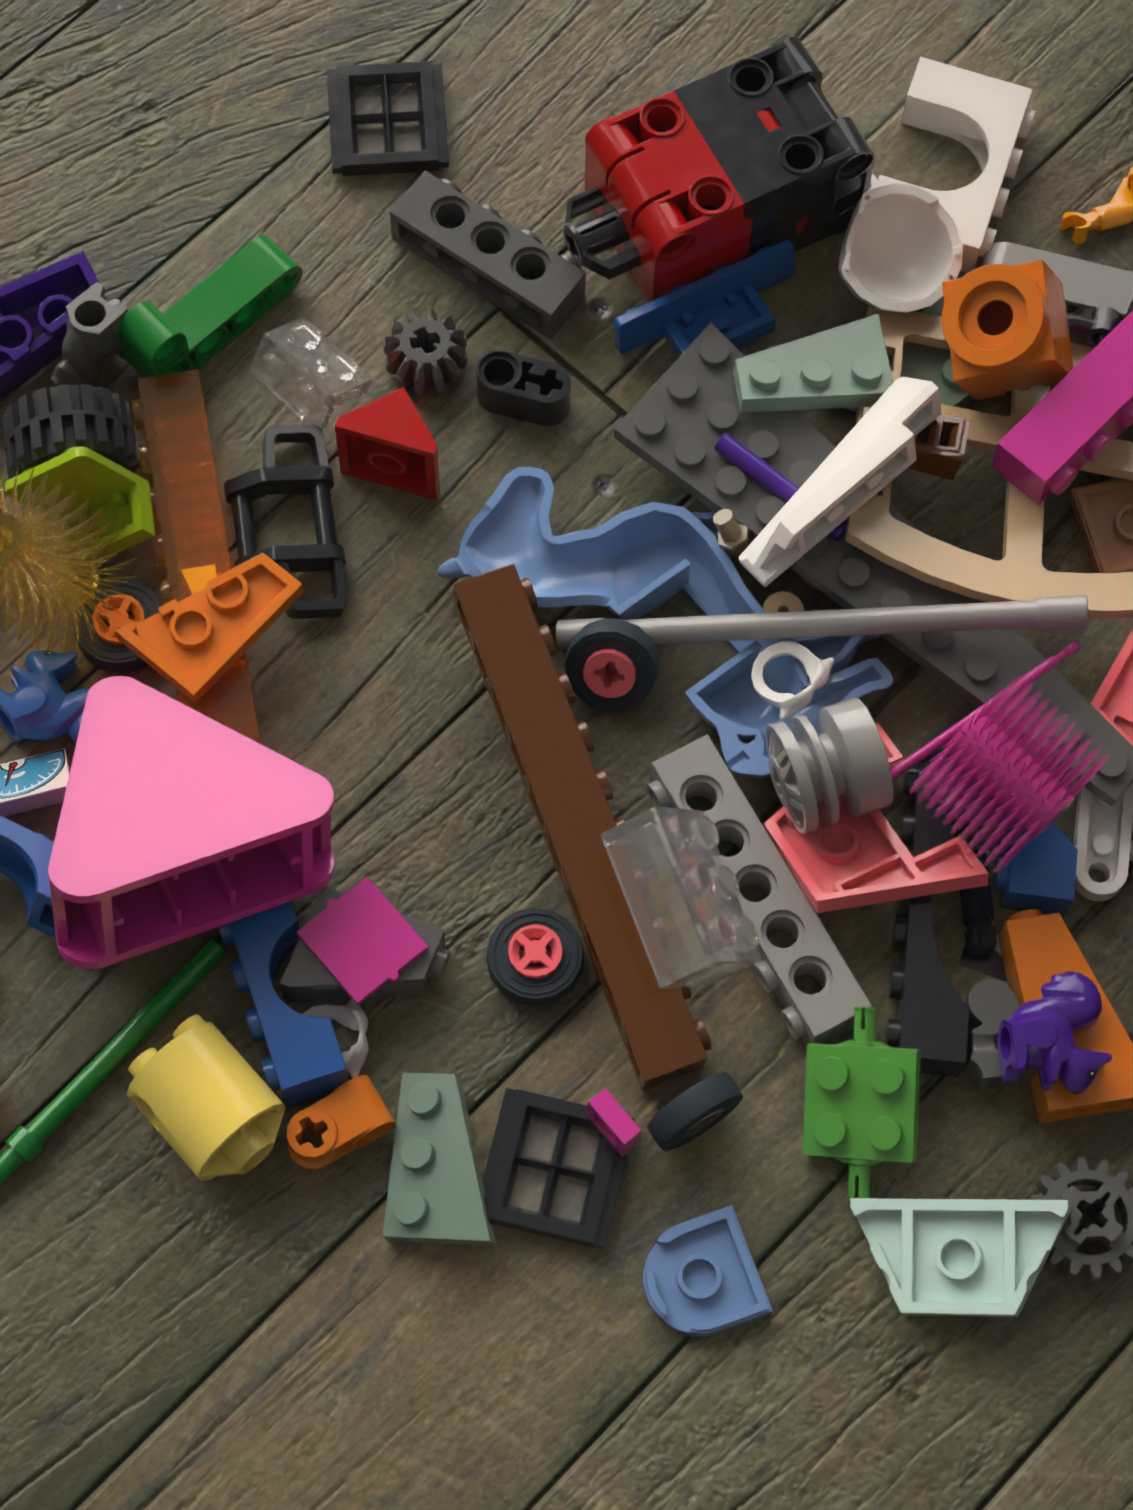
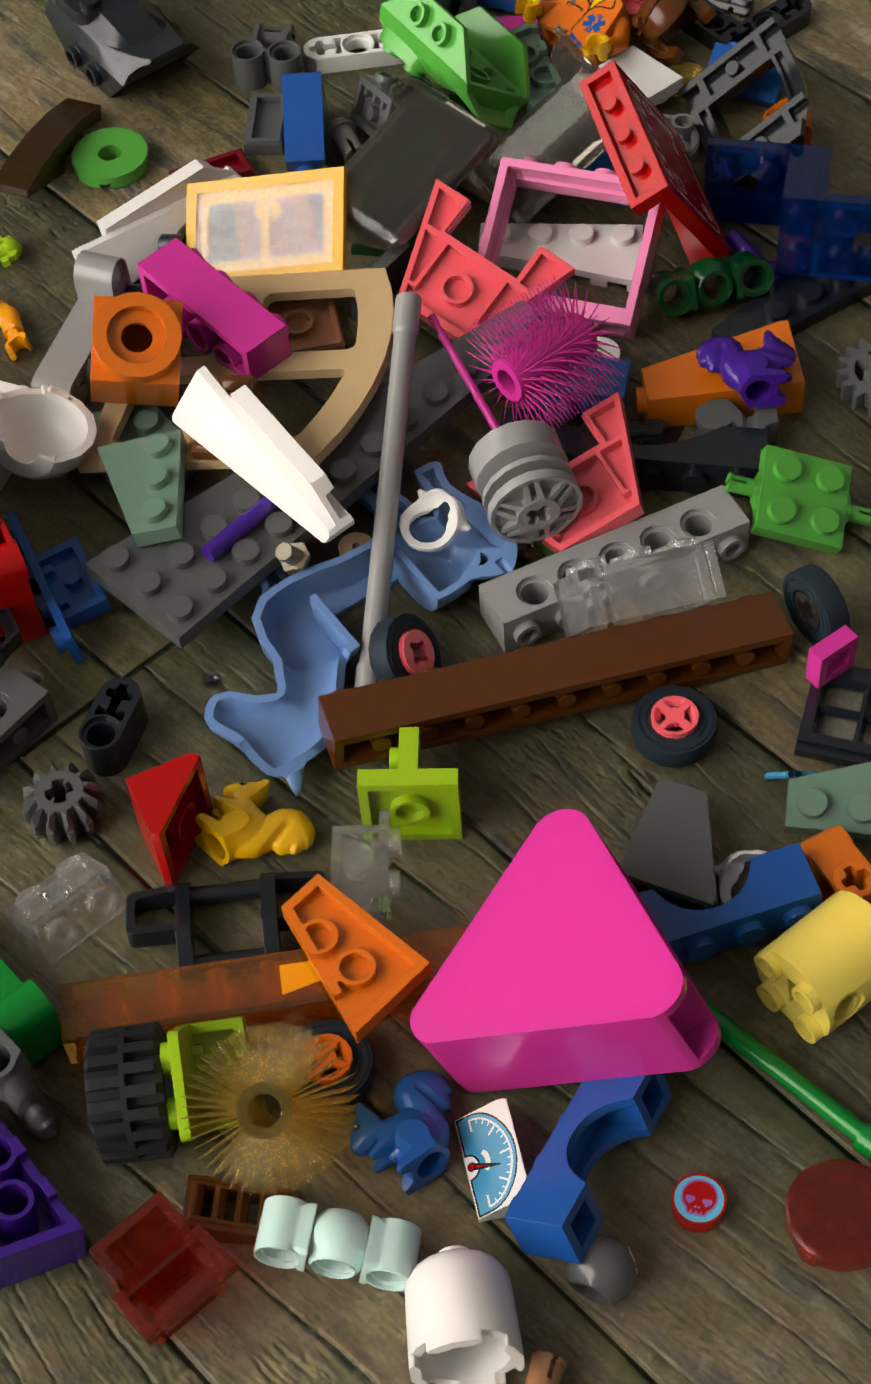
camera: 80 degrees left, 15 degrees down
(344, 644) = (364, 865): none -> clear bracket
(362, 940) = (672, 836): dark pink piece -> none
(392, 528) = (248, 833): none -> yellow animal
(426, 675) = (418, 798): none -> lime bracket
(464, 1078) = (787, 774): none -> dark azure piece

